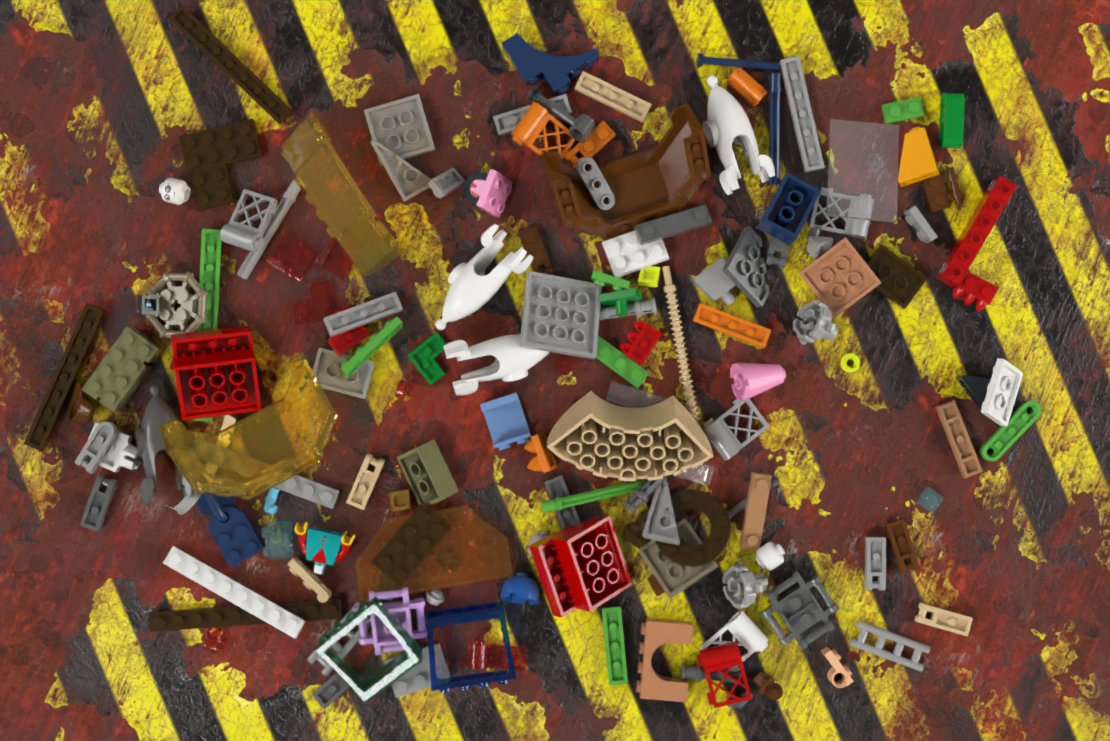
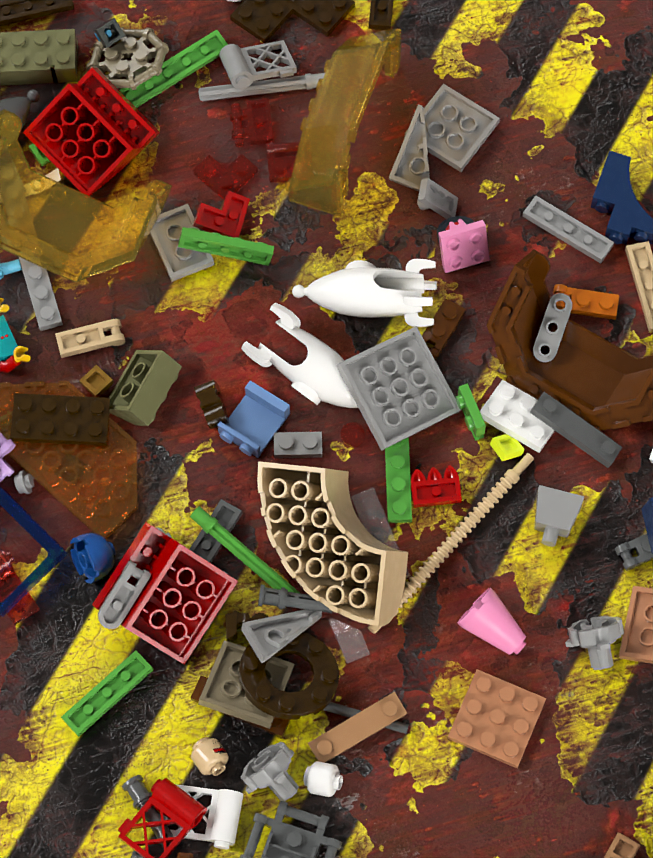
camera: 55 degrees right, 20 degrees down
(267, 379) = (121, 182): reddish brown plate -> none
(362, 314) = (251, 216): light grey plate -> none
(401, 389) = (207, 305): clear red tile -> none
(424, 358) = (252, 306): green tile -> none
(479, 440) = (211, 404): none -> dark brown leg
(533, 123) = (562, 231): orange piece -> none
(543, 404) = (297, 444): none -> light grey plate
(544, 460) = (246, 483): orange tile -> none
(568, 597) = (122, 596): none -> light grey plate
(580, 127) = (592, 276): dark grey piece -> none
(620, 299) = (461, 433): green tile -> none
(636, 308) = (465, 459): light grey pin -> none
(655, 634) = (149, 724): nougat arch -> none
(703, 613) = (209, 756): none -> tan head
(723, 438) = (406, 639): light grey piece -> none
(731, 325) = (526, 562): orange plate -> none
(748, 267) = (596, 531): dark grey plate -> none
(812, 421) = (496, 718): none -> nougat plate
(856, 362) = (591, 702): neon yellow plate -> none

